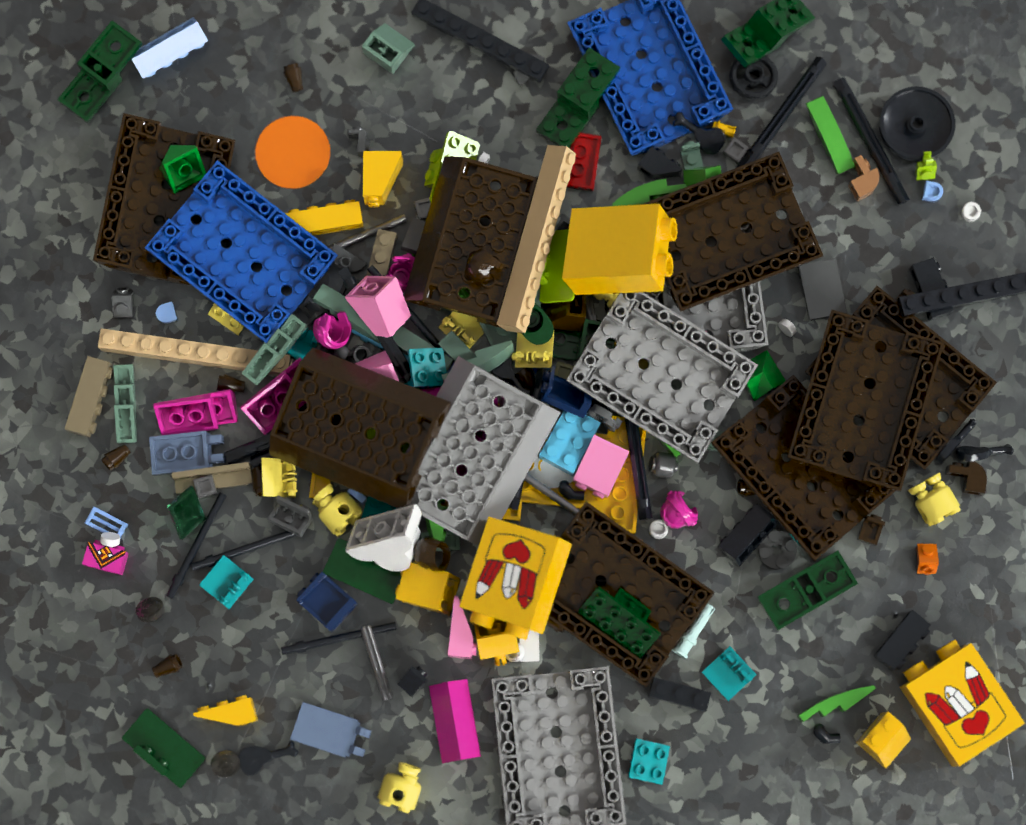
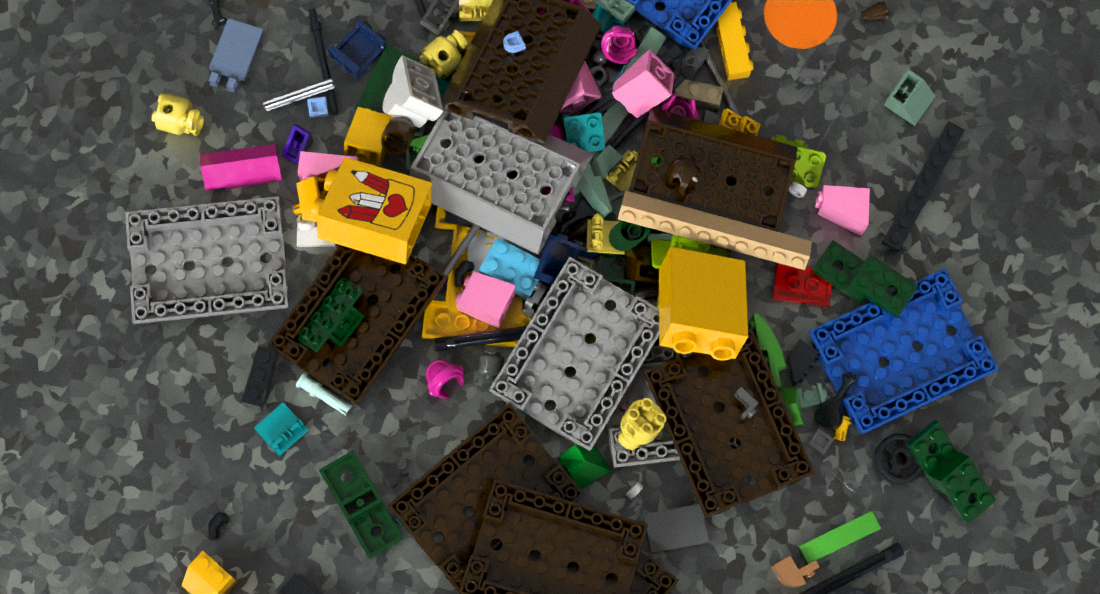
camera: 85 degrees right, 5 degrees down
(340, 432) = (513, 42): none -> light blue tile
(379, 175) = (776, 89): yellow slope -> none
(389, 643) = (317, 107): none -> light blue tile
(413, 681) = (278, 126): black slope -> none
(415, 215) = (736, 122): none -> yellow slope
(432, 663) = (297, 141): none -> dark purple slope
(504, 114) = (845, 207): none -> bright pink slope
(649, 761) = (195, 349): teal hinge -> none
(658, 529) = (425, 360): white tile -> none
(706, 212) = (746, 397): none -> dark grey bracket
(732, 314) = (641, 424): none -> light yellow piece
(748, 534) = (417, 444): black brick -> none
(784, 111) = (864, 491): black piece -> none
(843, 701) = (250, 539): bright green slope -> none
(871, 529) = (424, 573): dark brown bracket -> none

